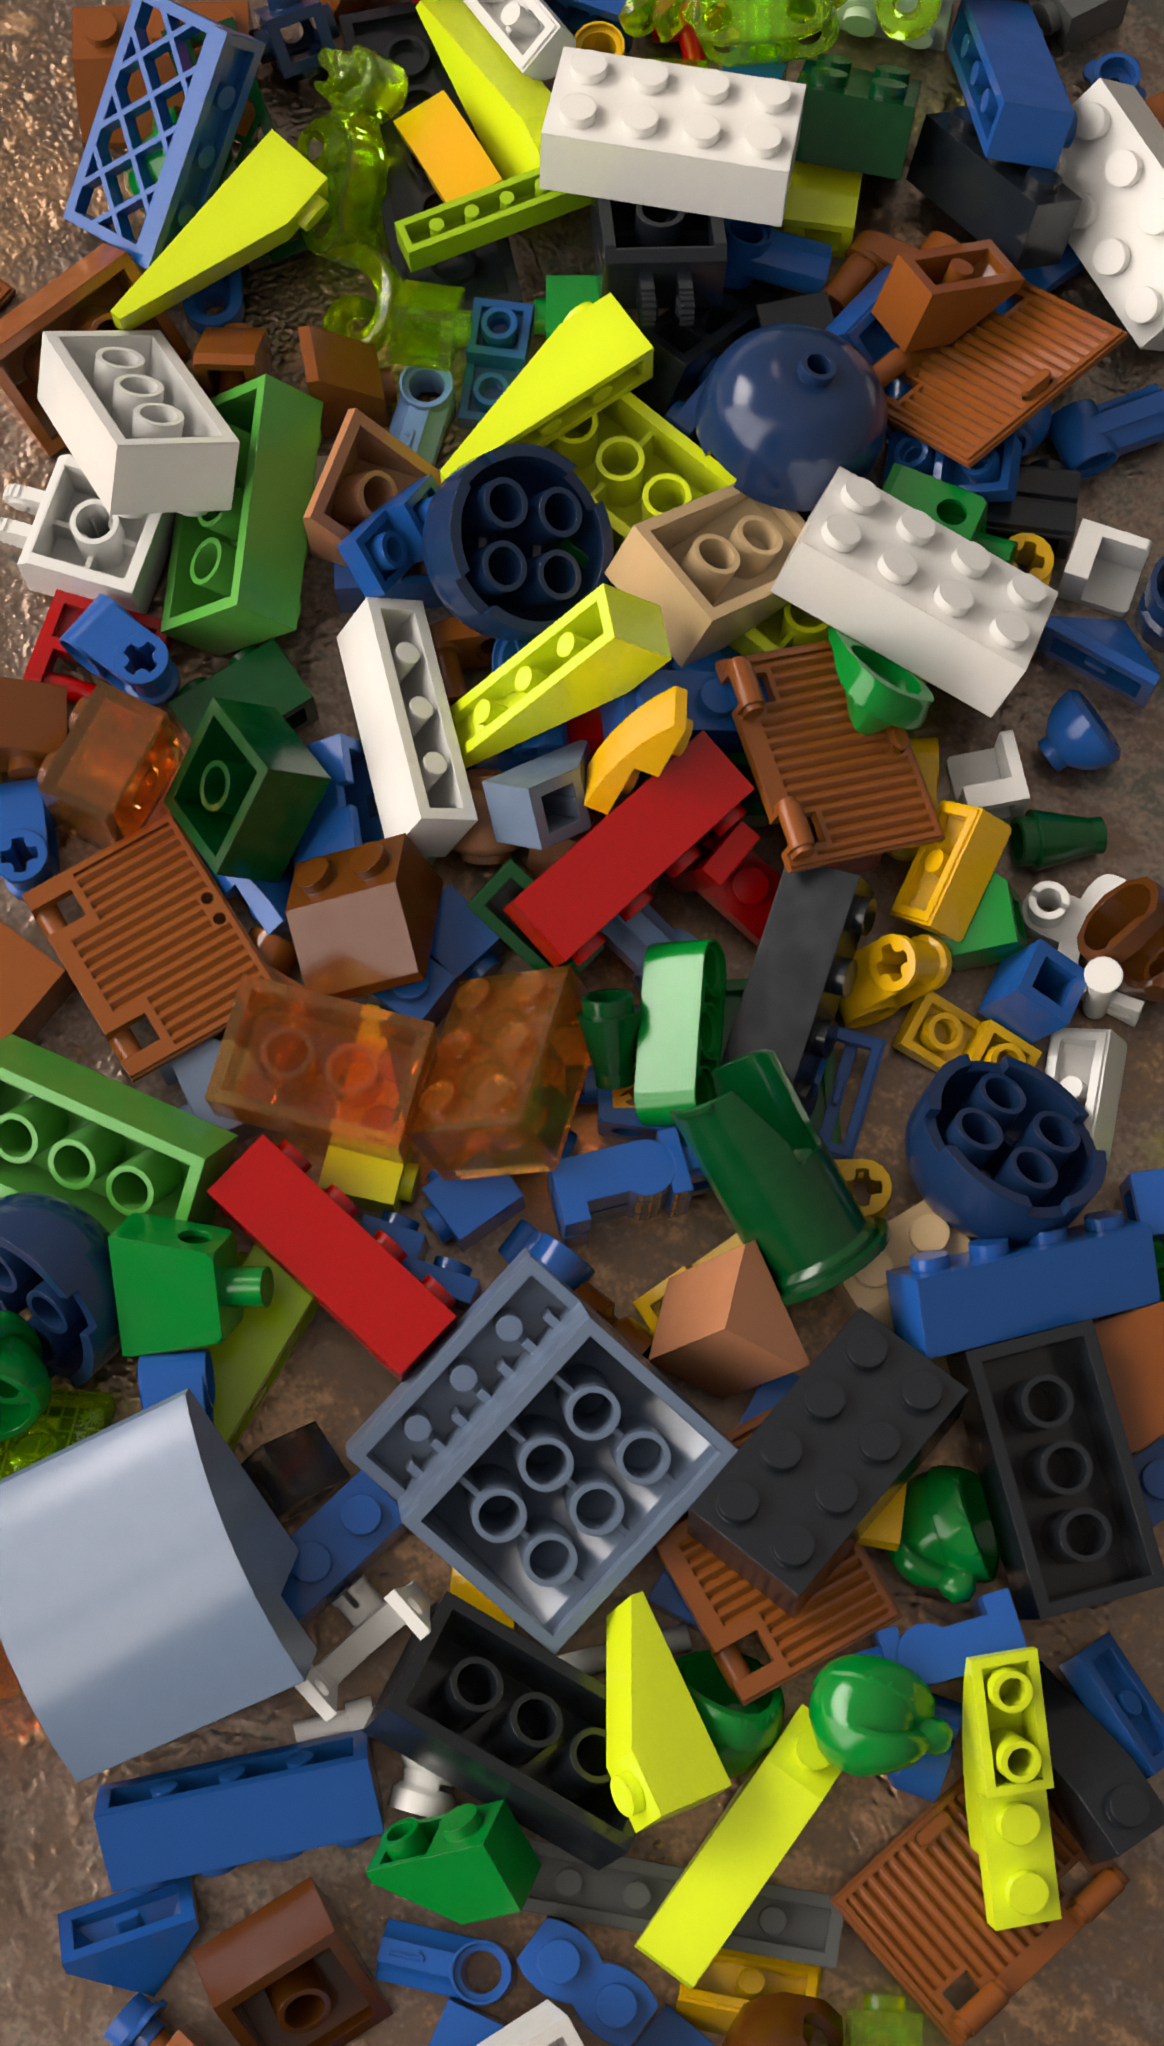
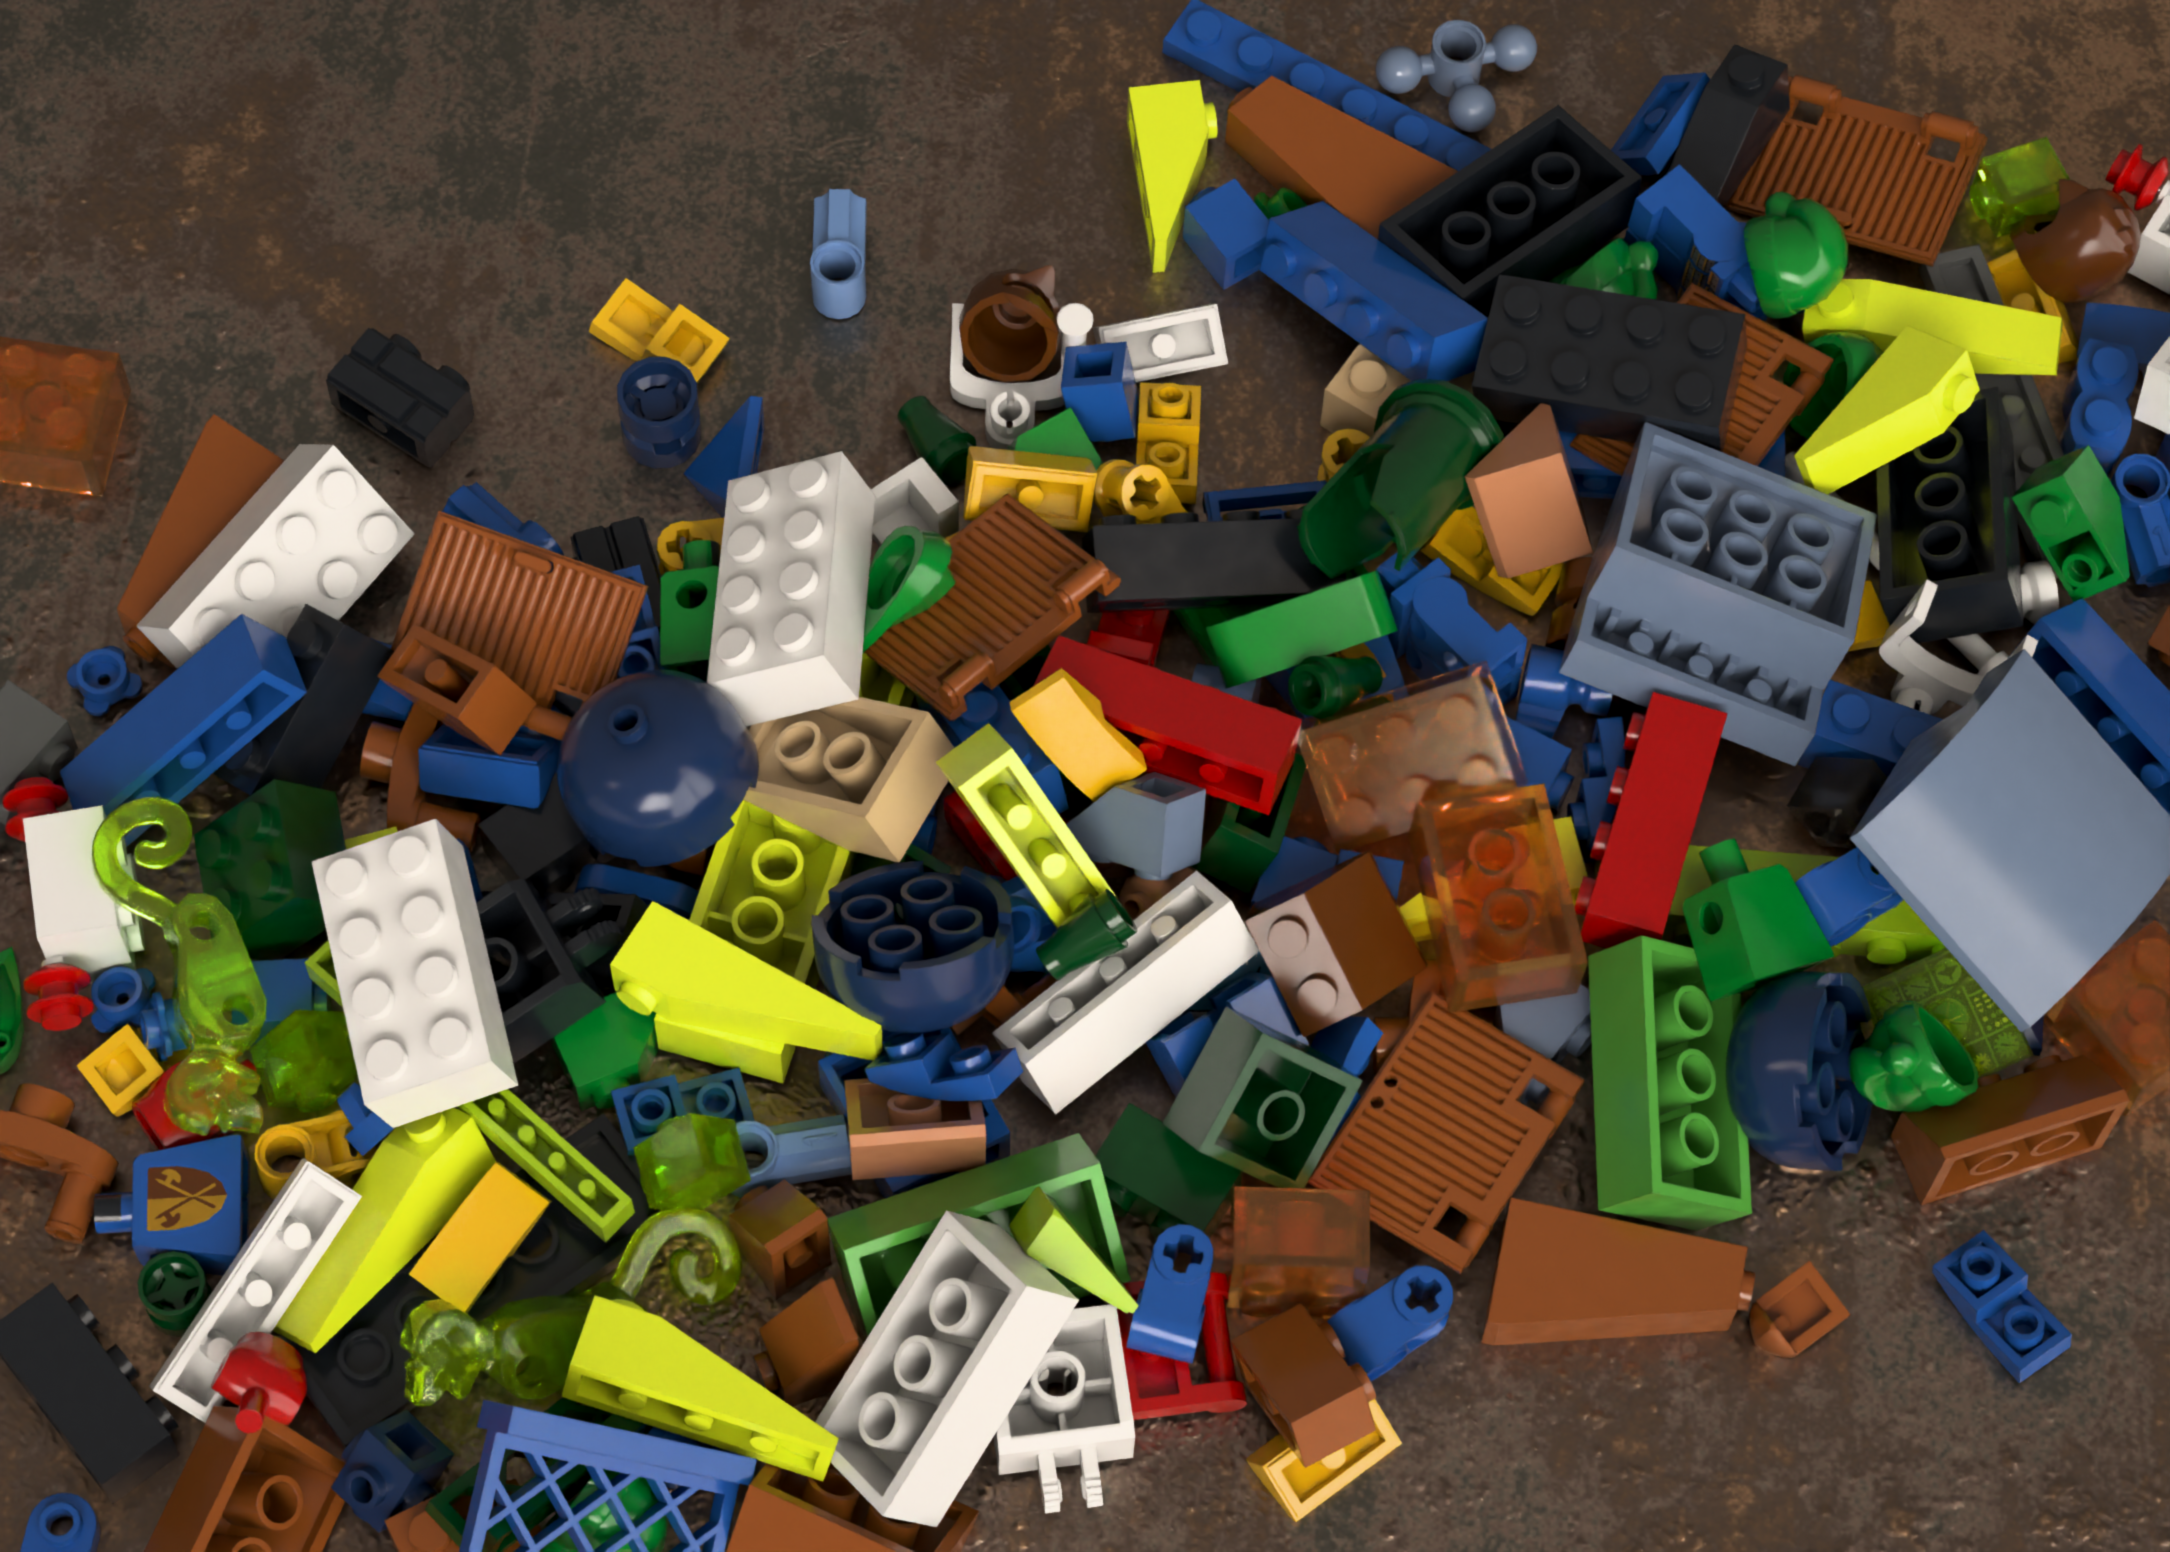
camera: 120 degrees left, 10 degrees down
(177, 561) = (1057, 1244): none -> lime slope
(456, 700) = (1087, 935): none -> dark green cone
(1001, 1150) = (1276, 355): dark blue cylinder -> none
(1006, 1787) = (1797, 158): neon yellow slope -> none
(1078, 735) = (834, 435): blue brick -> none
(1103, 568) = (650, 495): white panel -> none

